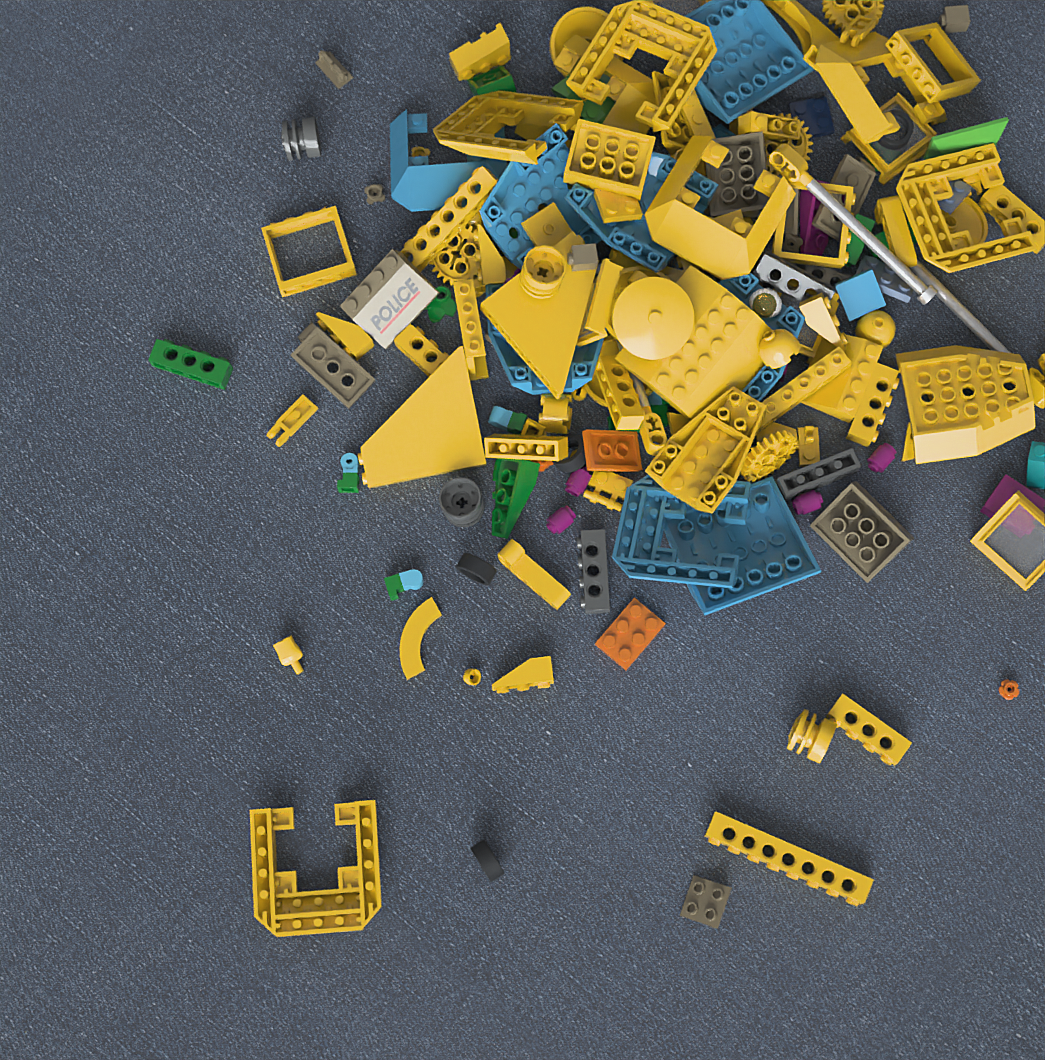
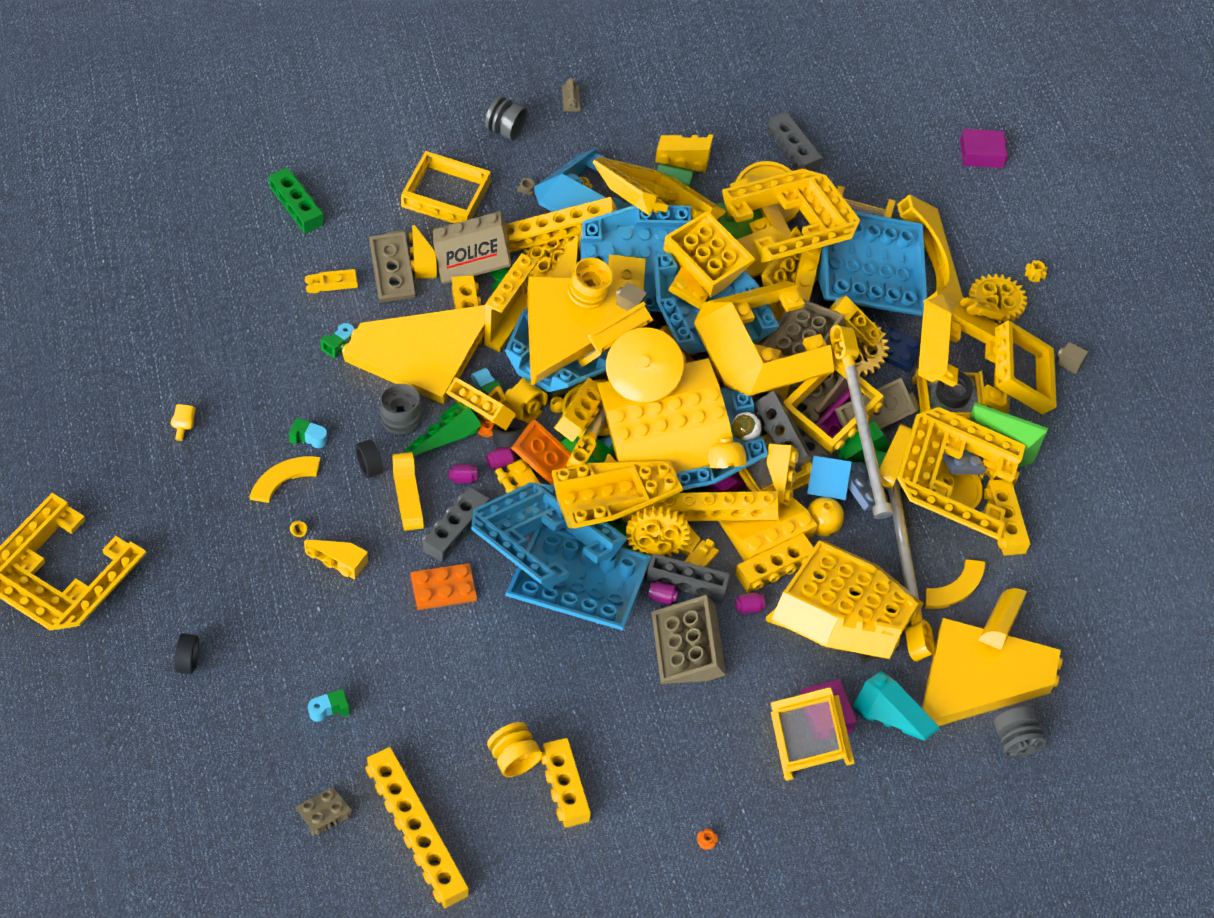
camera: 25 degrees right, 20 degrees down
(629, 817) = (328, 705): none -> leg
(1029, 313) = (958, 590): none -> yellow tile

